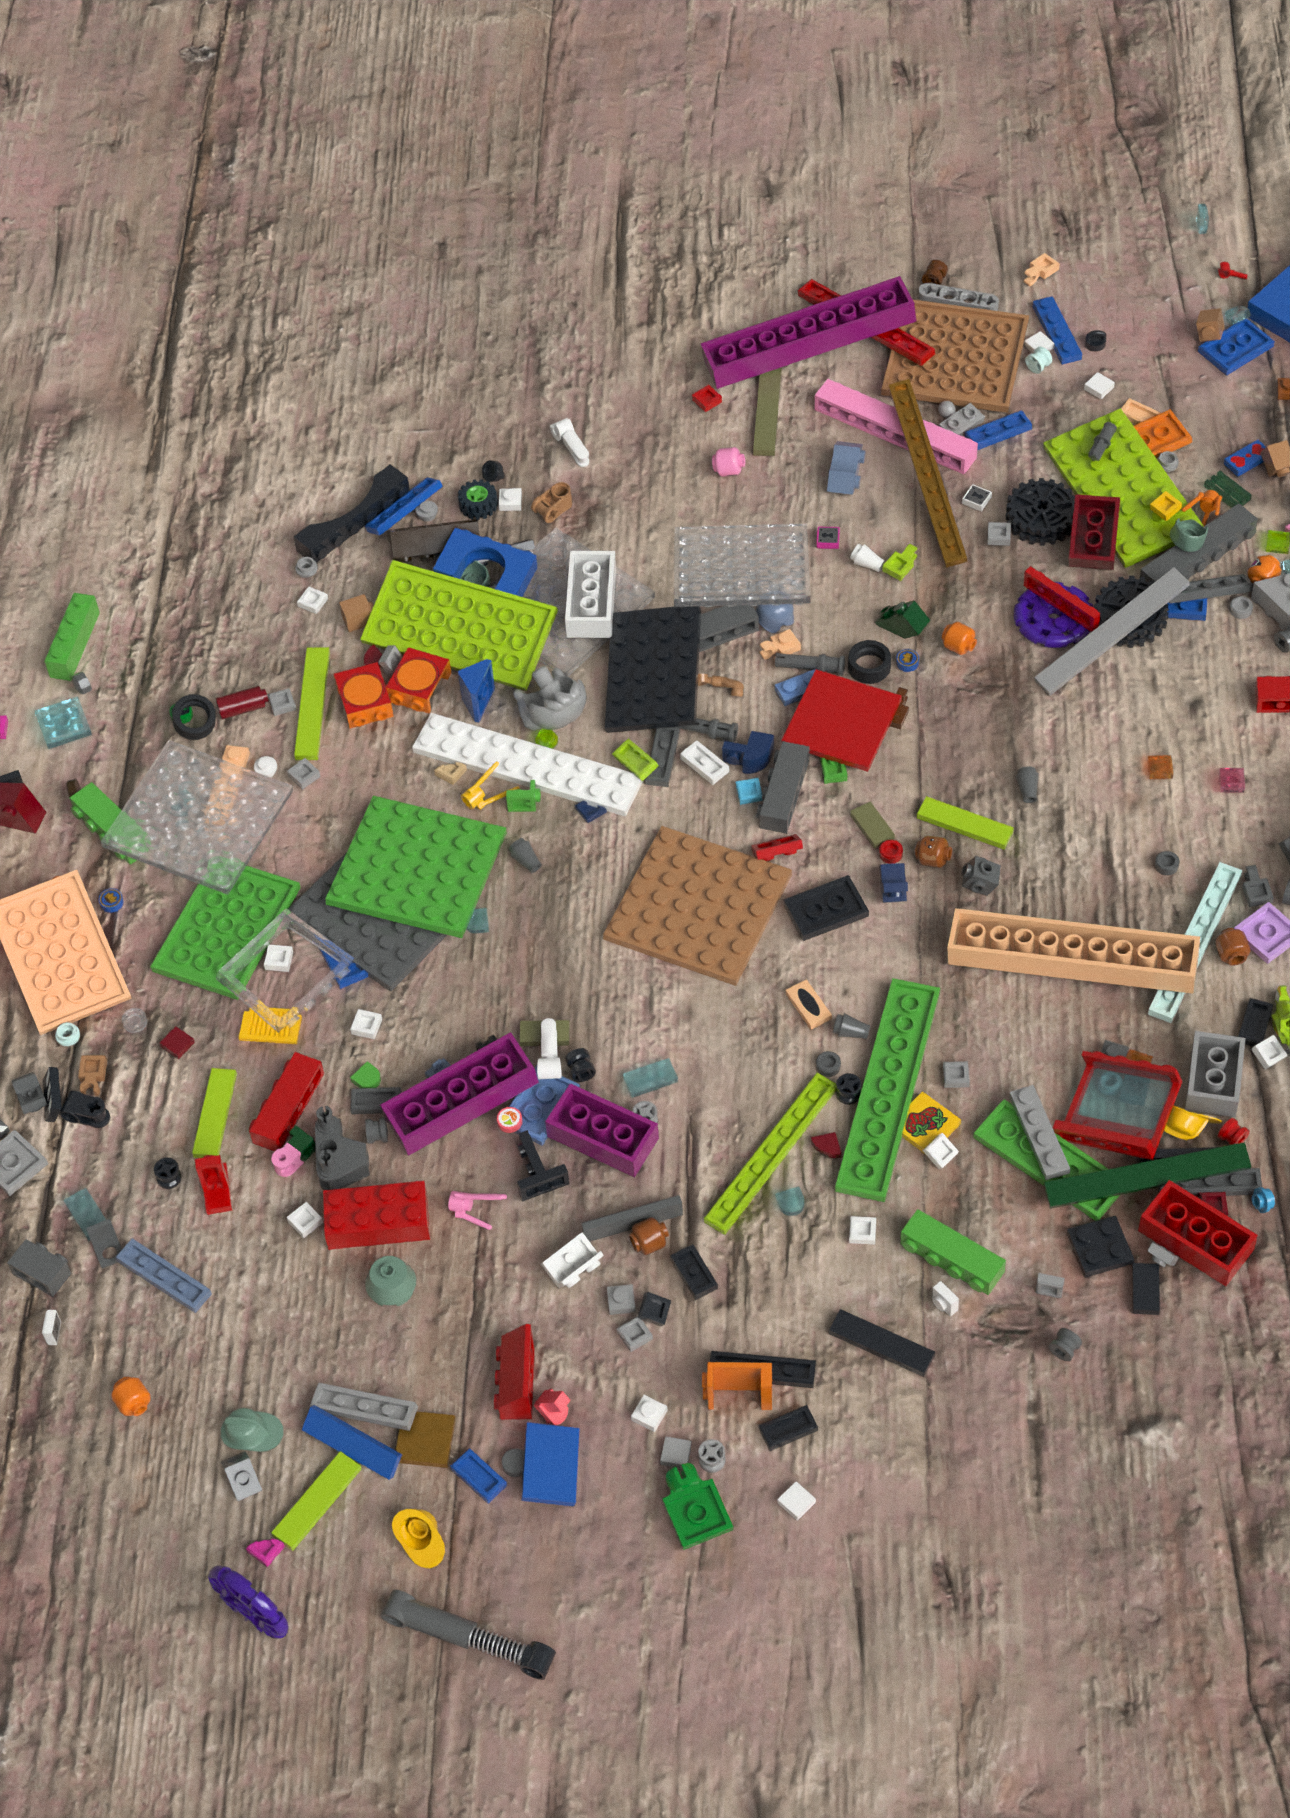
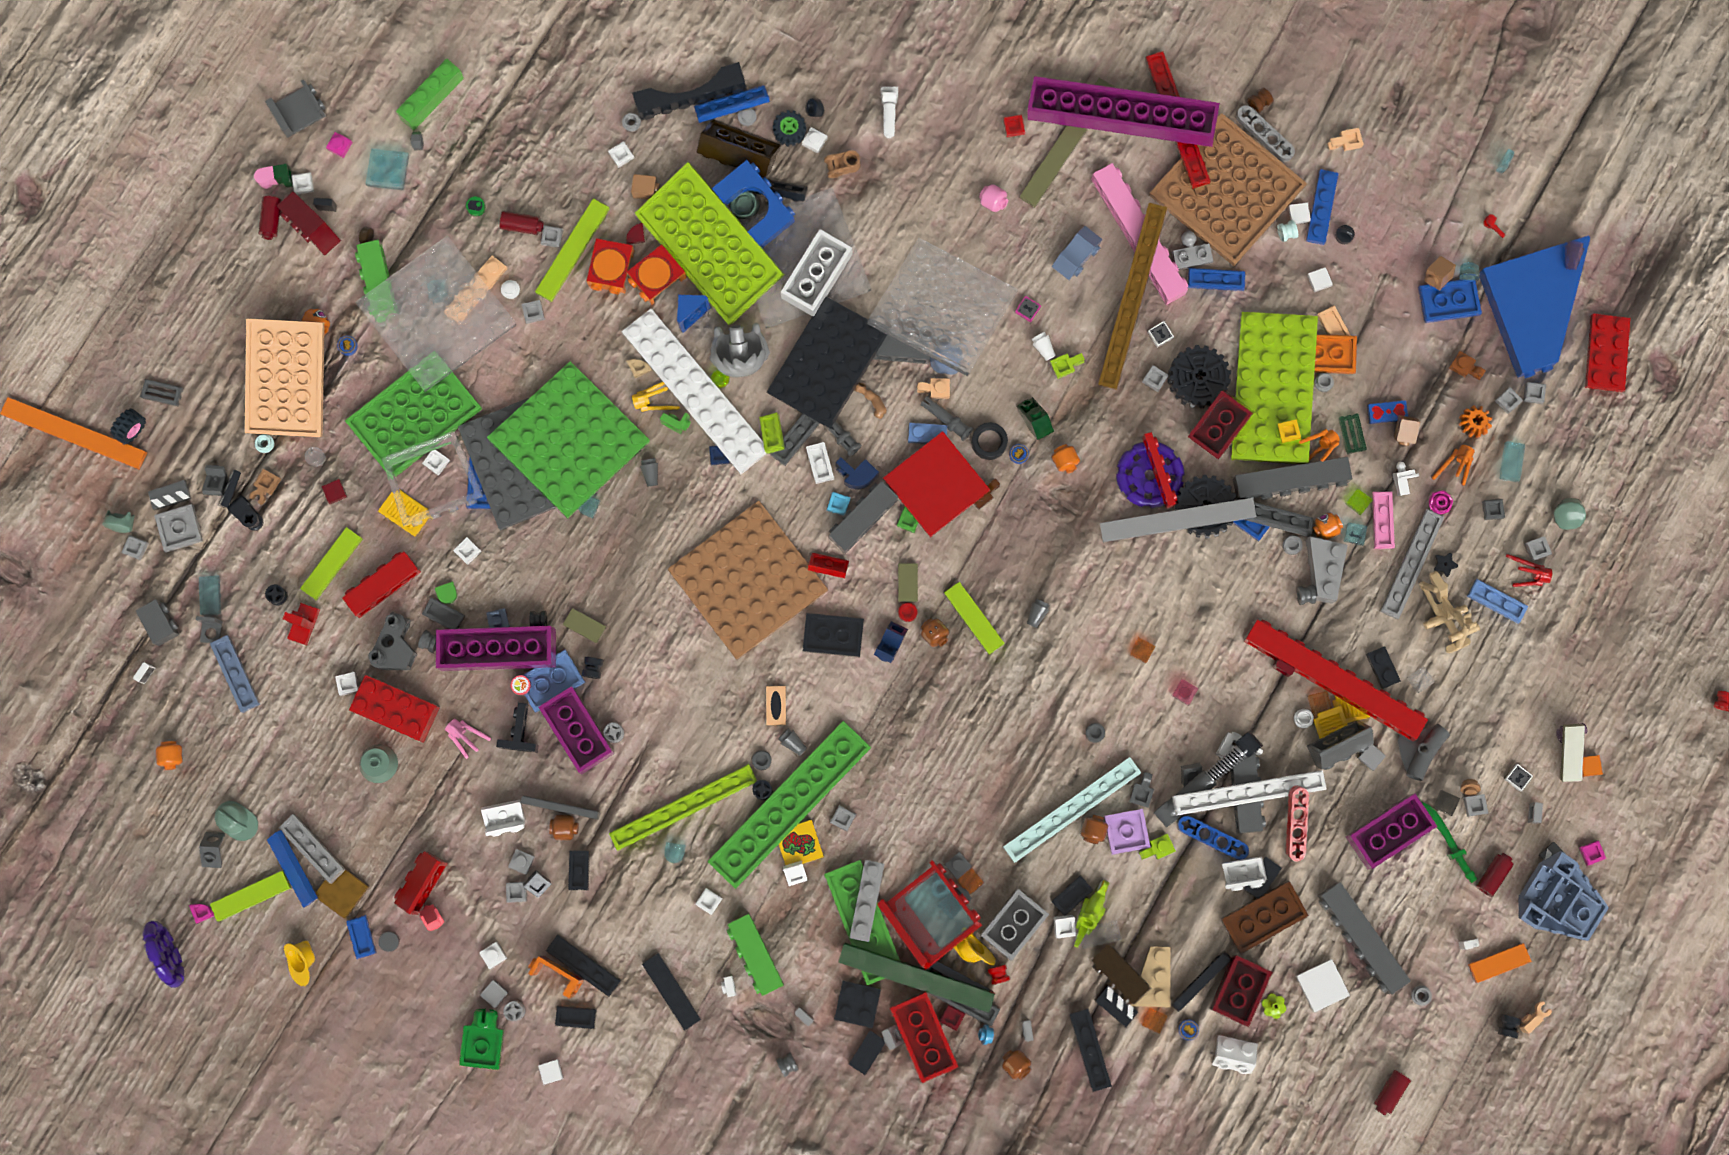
camera: 25 degrees right, 25 degrees up
(193, 733) = (479, 204): black tyre -> none
(294, 1153) = (367, 627): leg -> none
(390, 659) = (646, 245): light grey plate -> none
(405, 1611) = (264, 1008): piece -> none
(549, 1065) = (568, 661): white piece -> none
(550, 1464) = (409, 957): blue tile -> none
(650, 1078) = (635, 702): clear light blue tile -> none
(827, 1144) = (723, 823): dark red tile -> none
(980, 875) = (954, 673): dark grey brick -> none
(1074, 950) = (977, 775): light nougat brick -> none
(1102, 441) = (1281, 343): dark grey axle -> none
(1188, 535) = (1288, 467): sand green hair -> none

